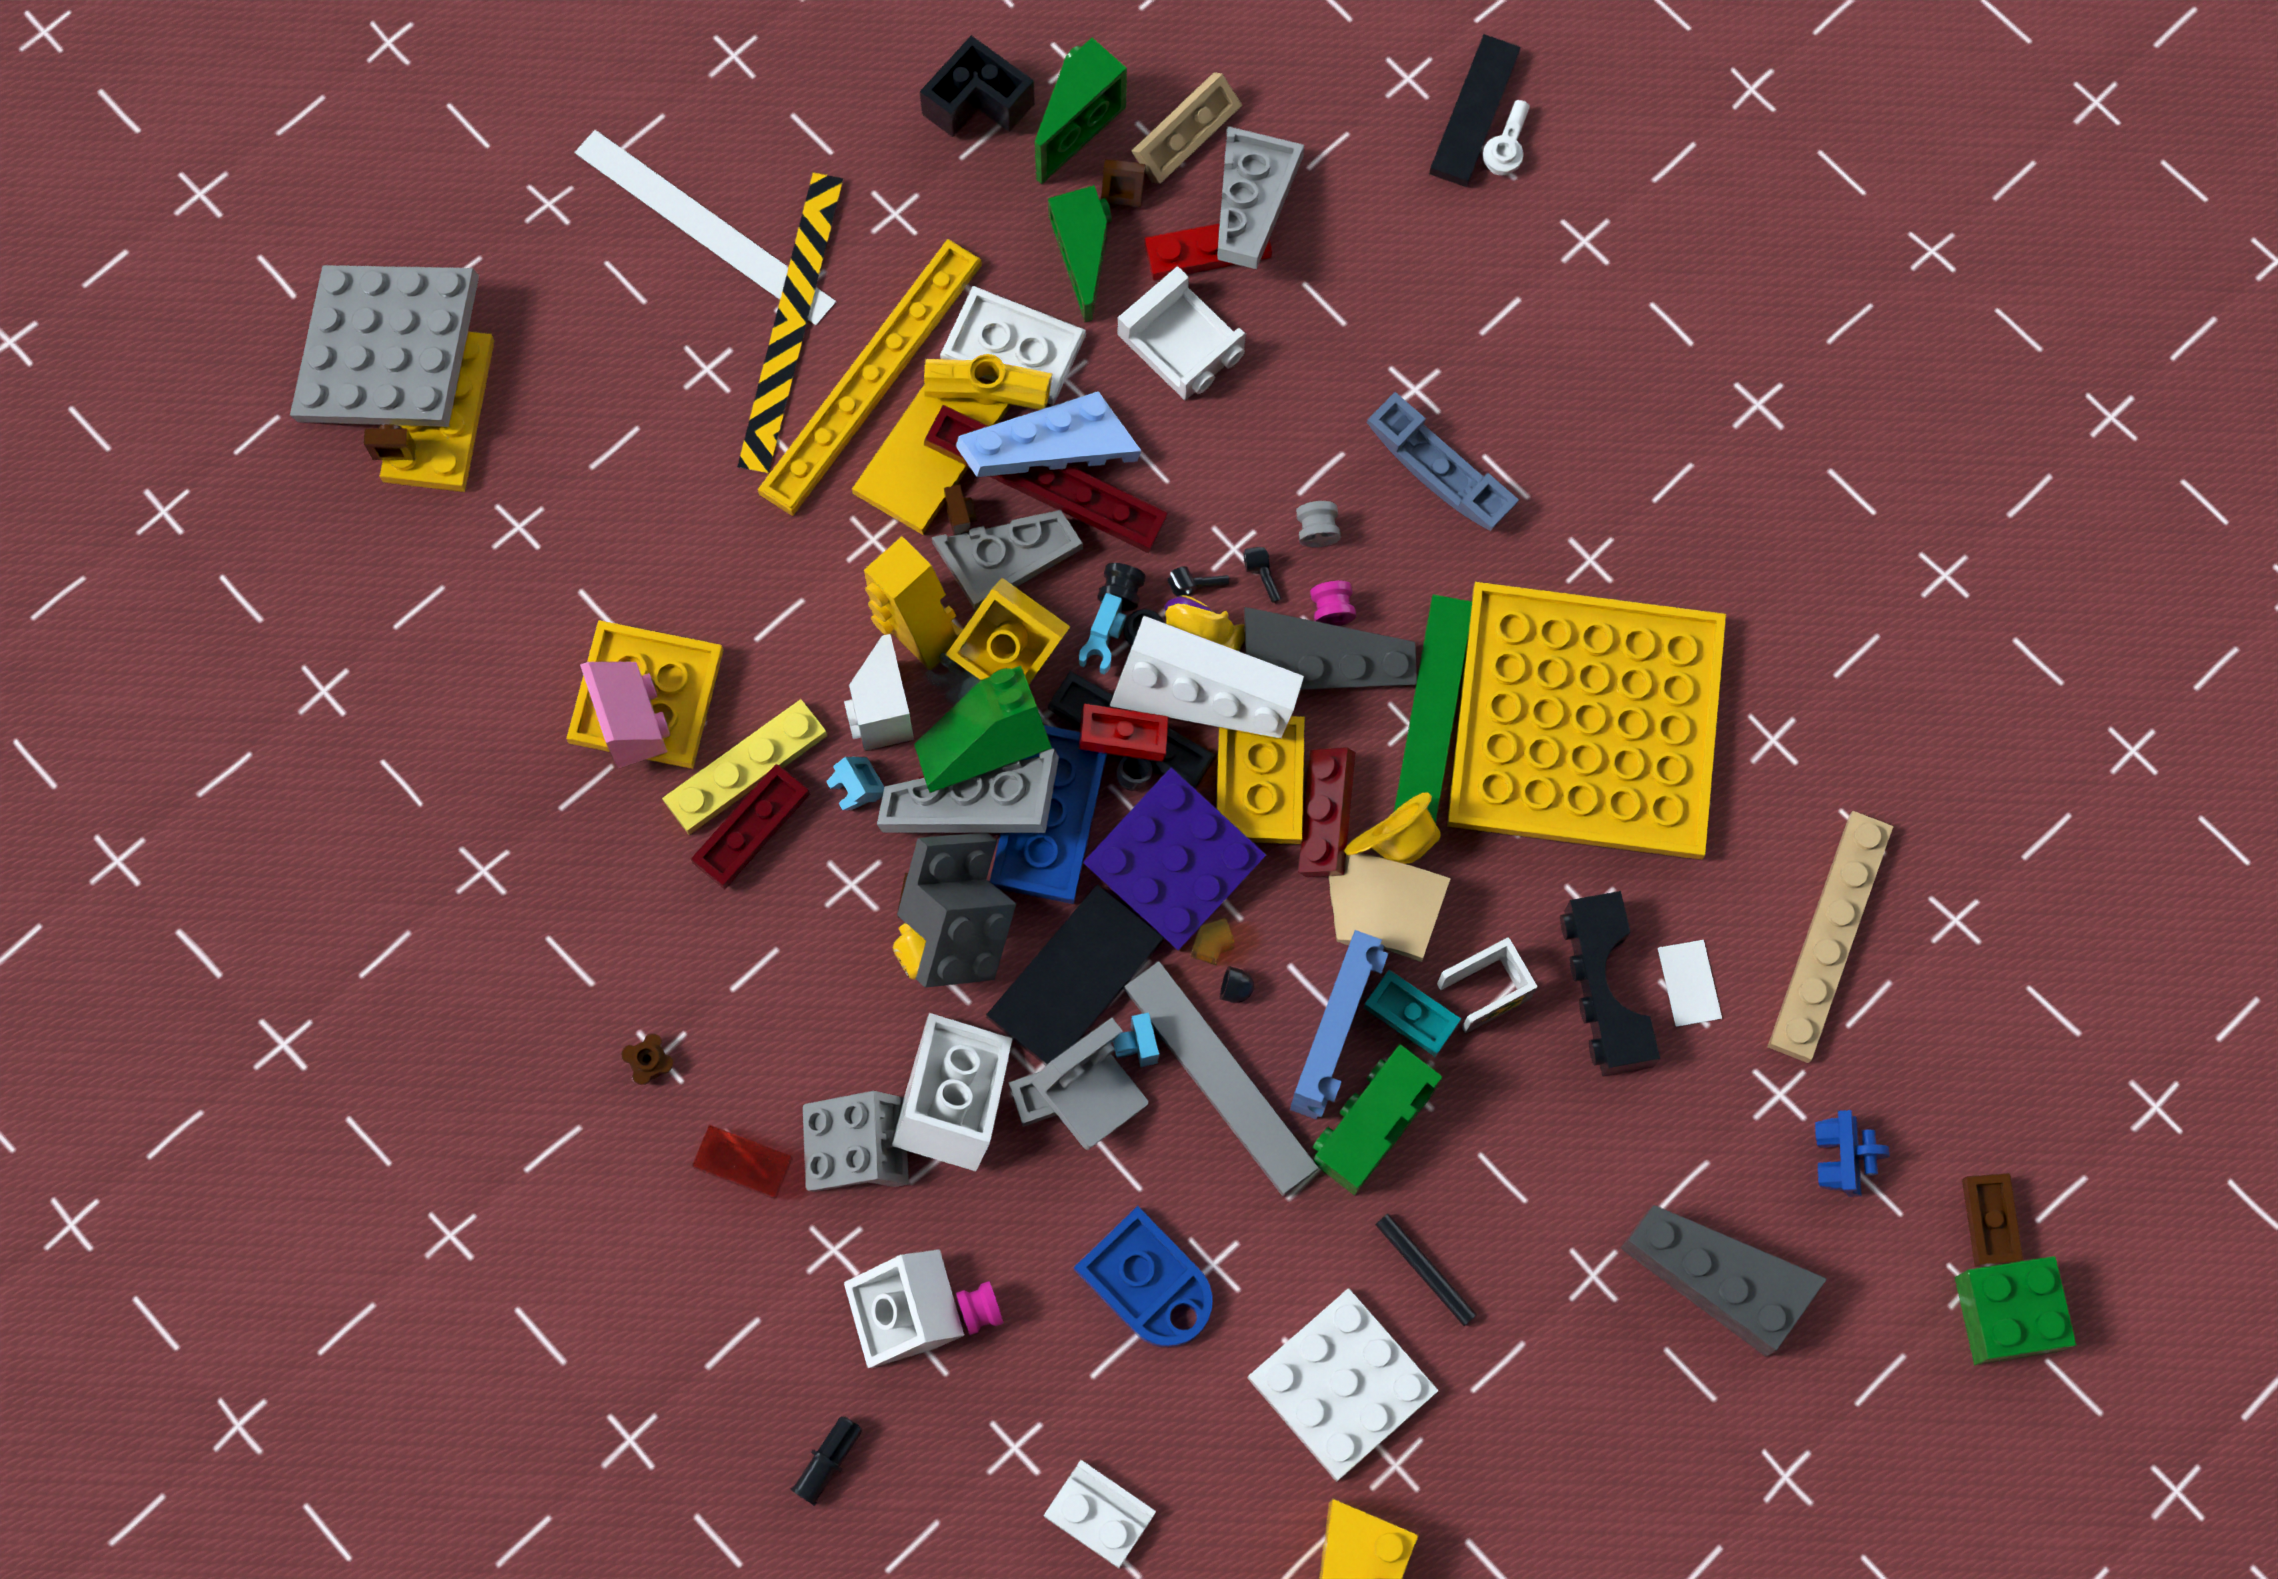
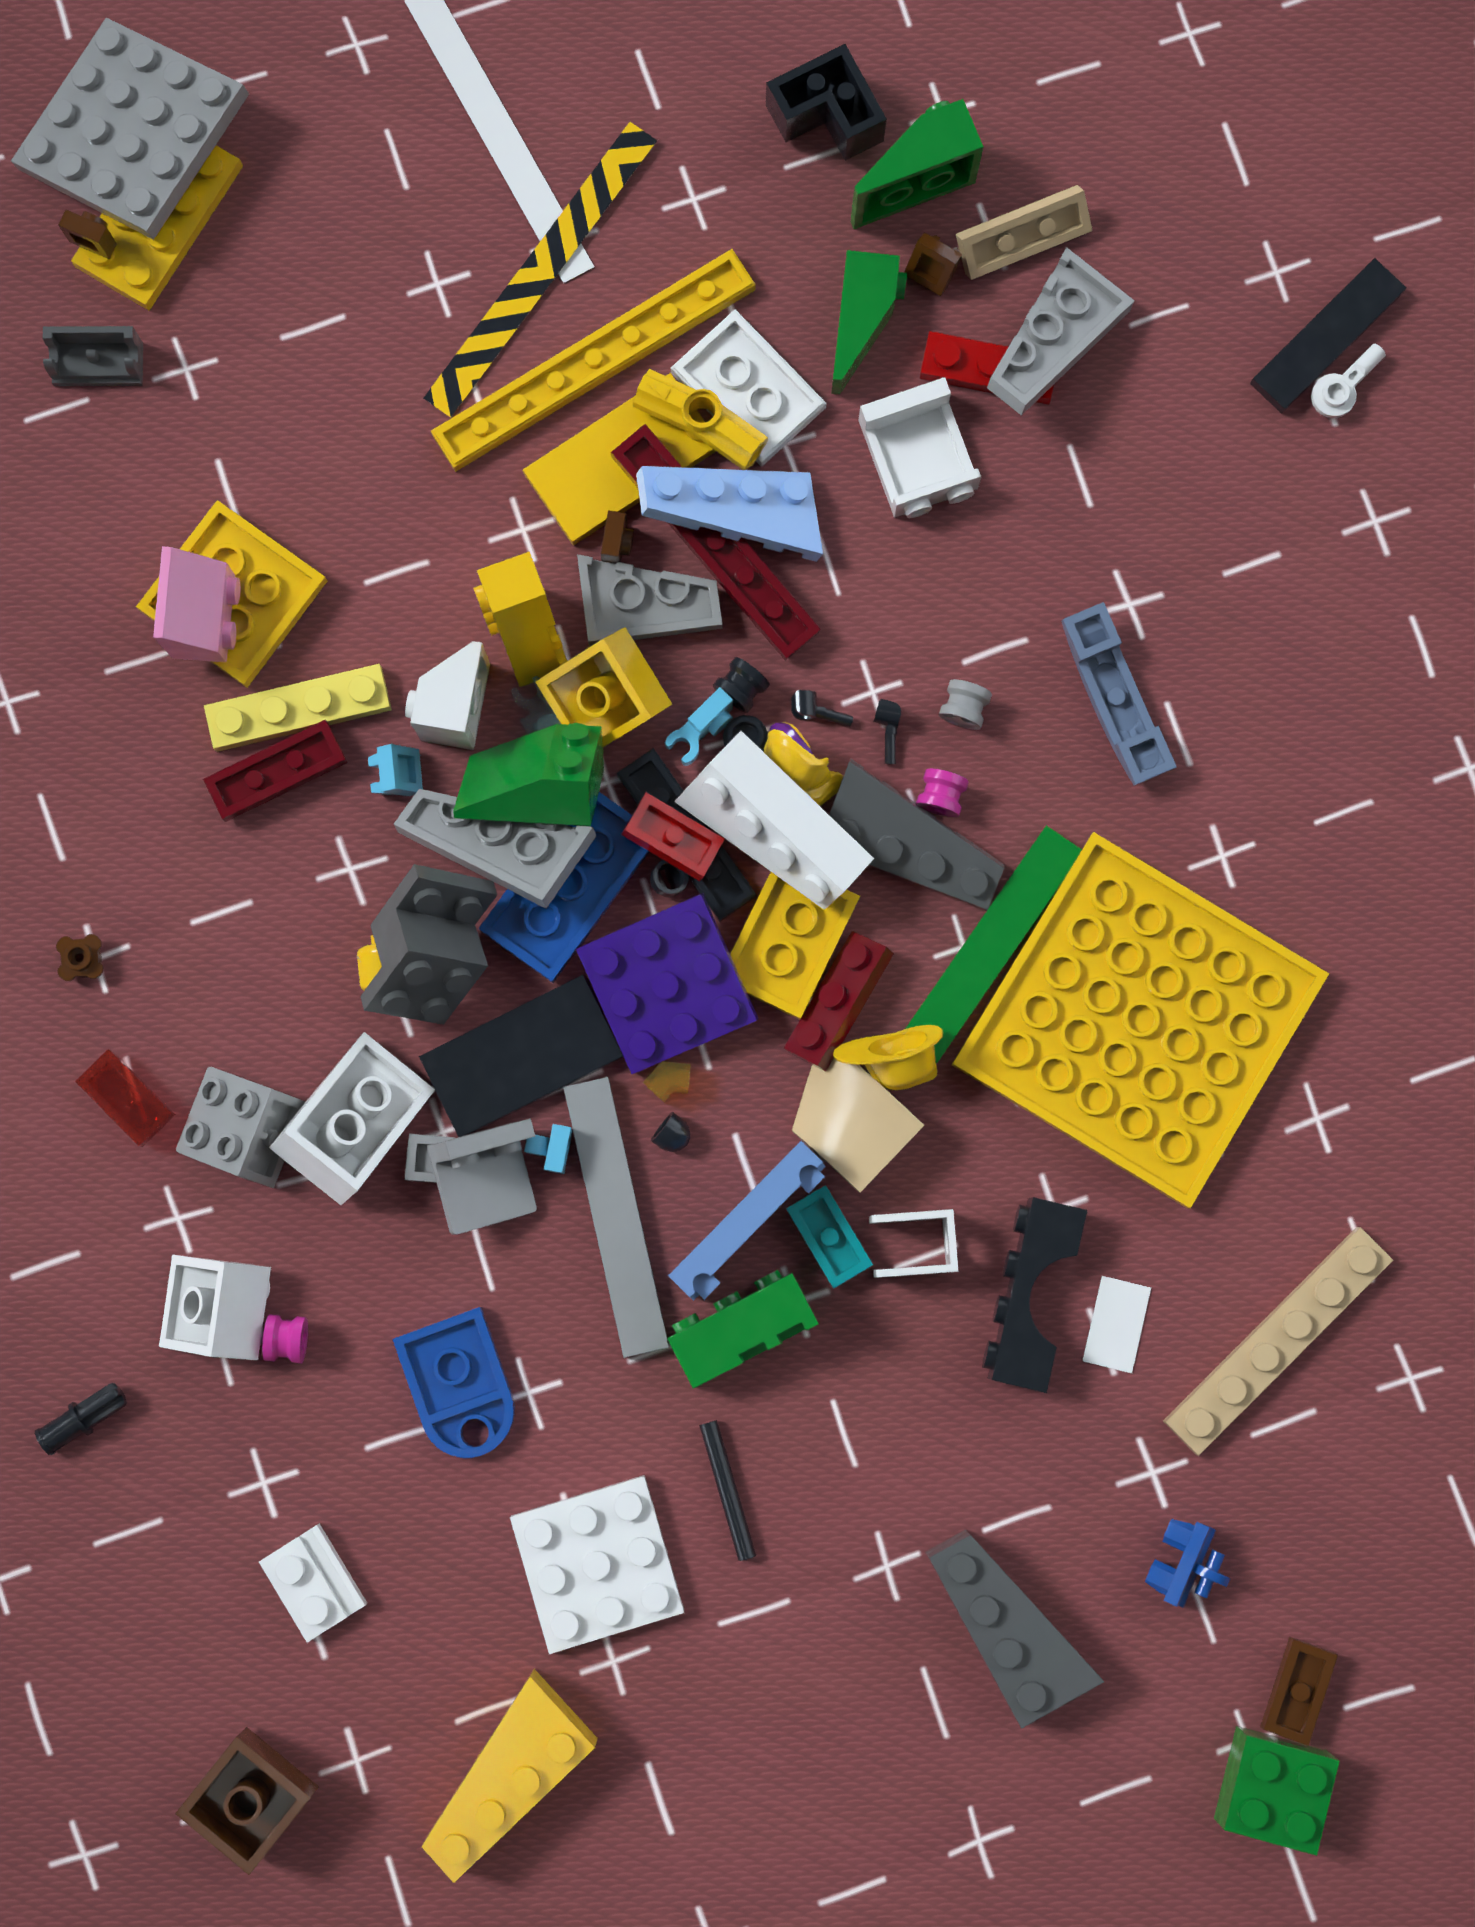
camera: 25 degrees right, 10 degrees up
(435, 546) = (94, 355): none -> dark grey hinge

